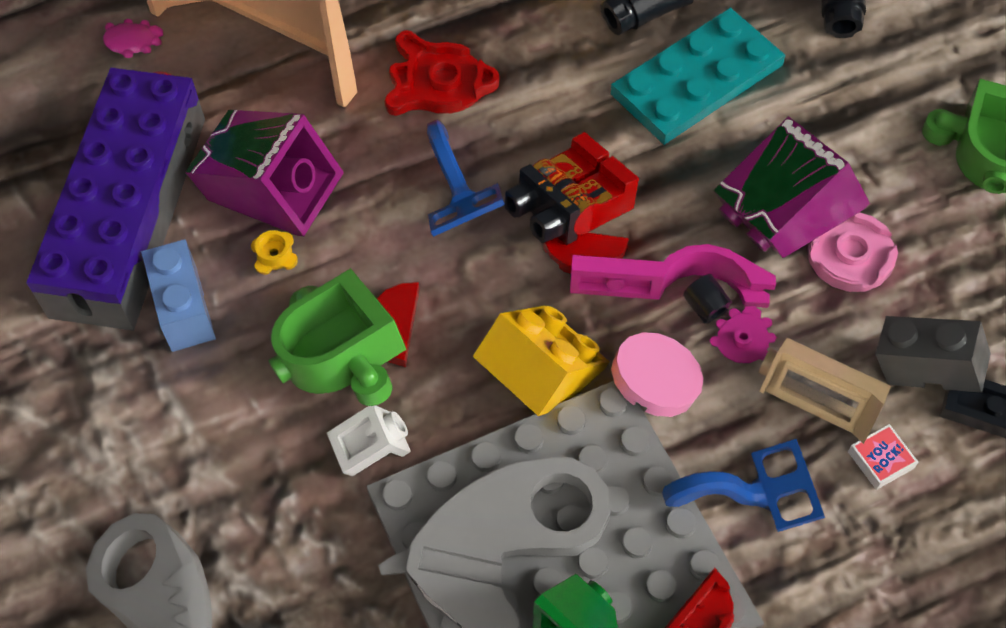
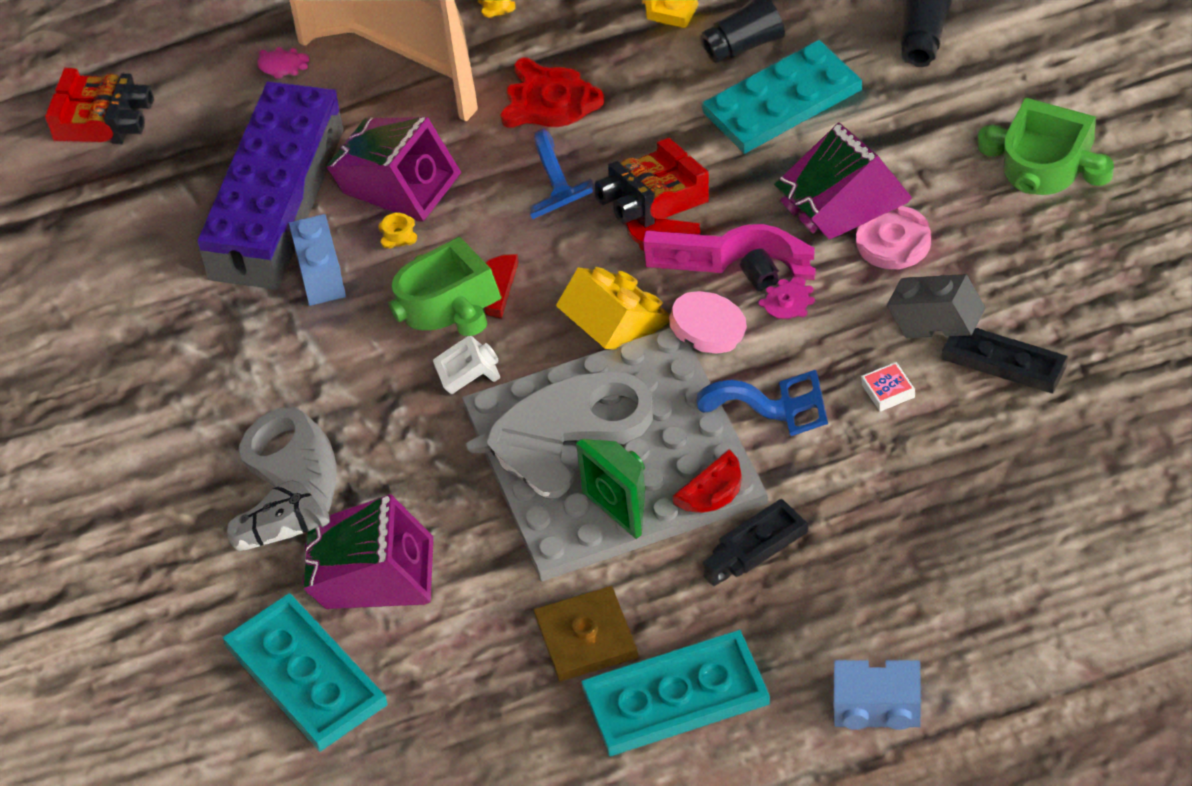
camera: 10 degrees right, 10 degrees down
(824, 387) = (841, 331): tan window -> none

